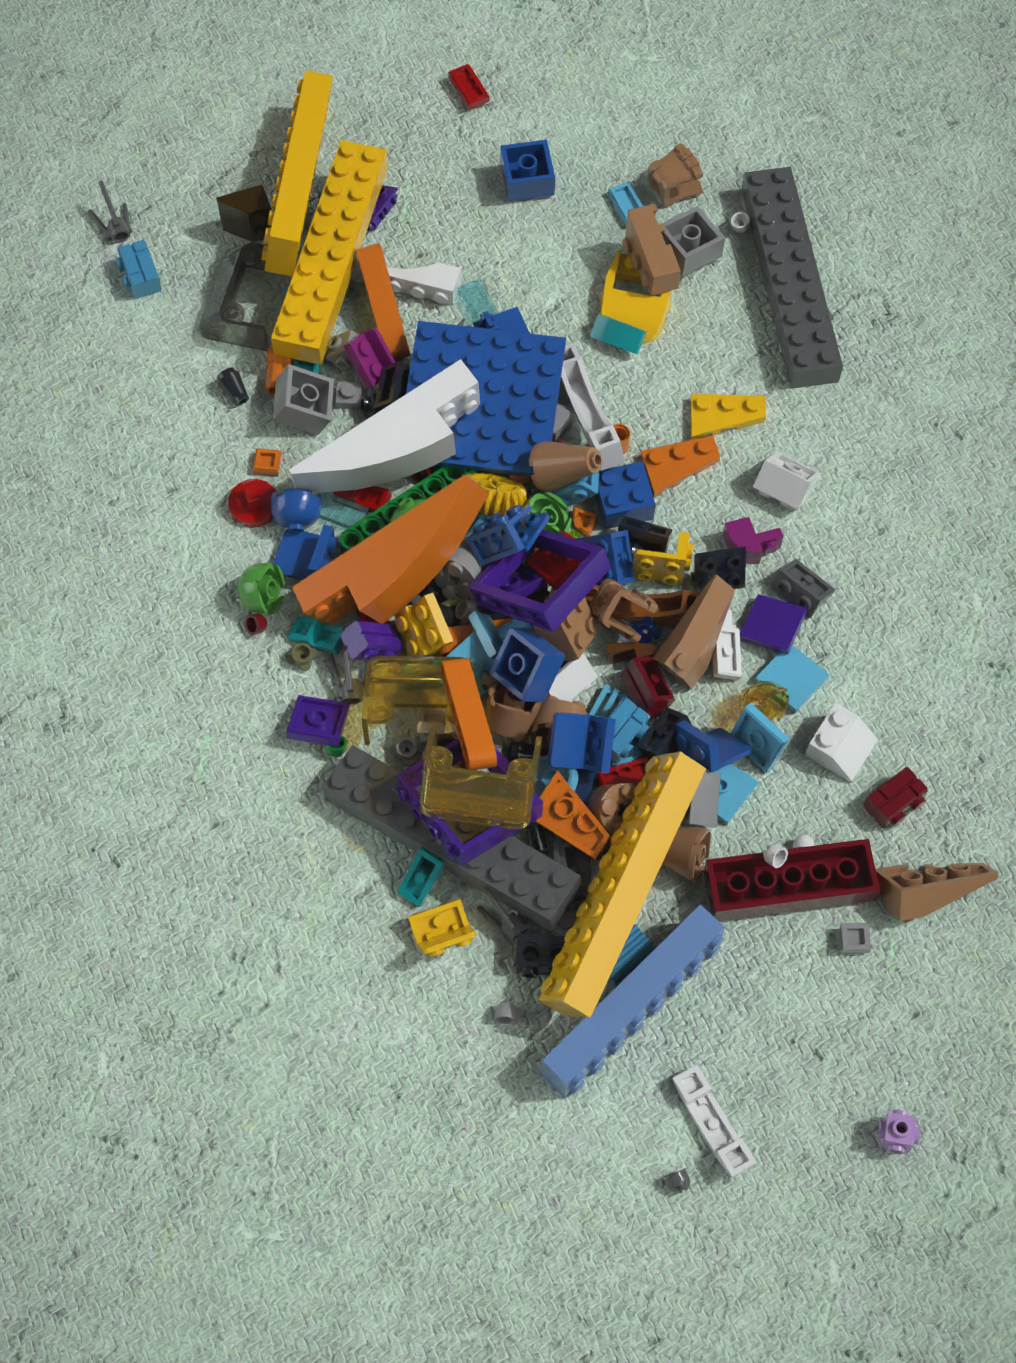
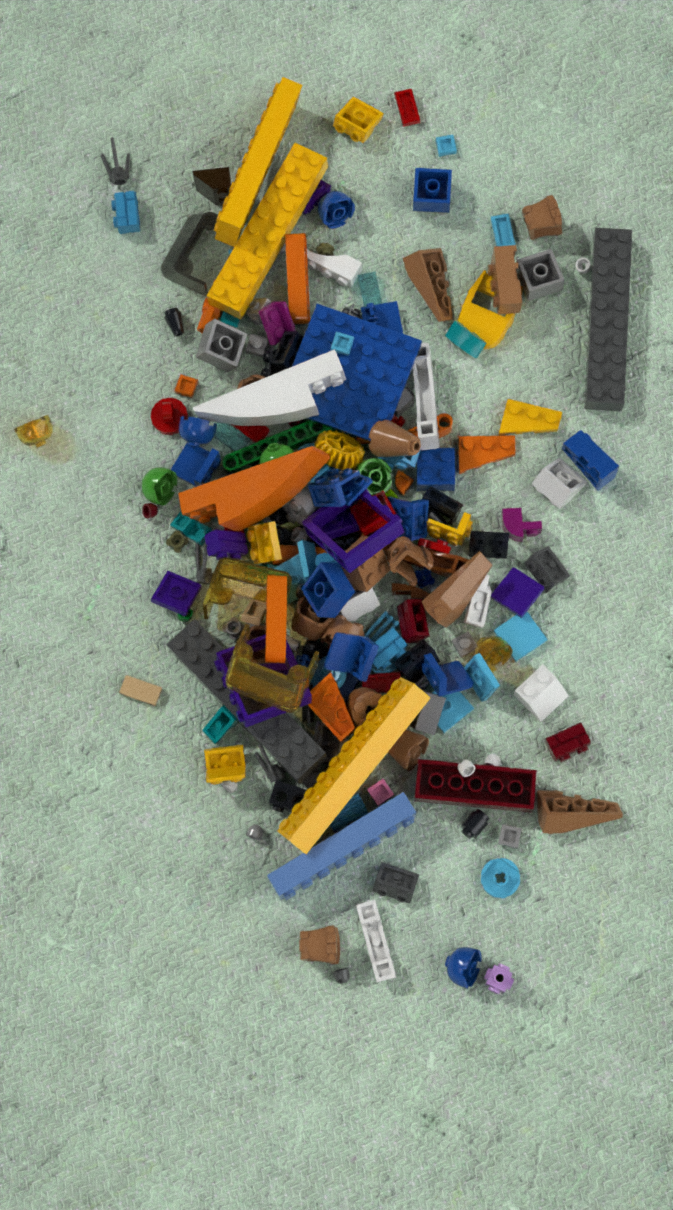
camera: 20 degrees right, 10 degrees up
(76, 555) = (35, 431): none -> clear yellow cylinder
(298, 859) = (140, 690): none -> tan tile
(409, 214) = (335, 209): none -> blue cylinder
(409, 261) = (325, 249): none -> olive plate
(410, 110) = (357, 120): none -> yellow plate
(453, 956) = (229, 786): none -> white hinge
(467, 355) = (342, 343): none -> medium azure tile
(528, 121) = (446, 145): none -> medium azure tile
(546, 265) = (427, 273): none -> medium nougat wedge
(639, 1144) = (320, 945): none -> medium nougat piece
(654, 586) = (440, 546): none -> red plate
(665, 918) = (380, 792): none -> bright pink tile
(718, 1036) = (395, 883): none -> dark grey bracket
(721, 705) = (464, 644): none -> light grey plate
(803, 932) = (474, 824): none -> black brick
(820, 443) = (590, 459): none -> blue wedge
(844, 1126) = (462, 966): none -> blue cylinder
(873, 990) = (501, 889): none -> medium azure plate

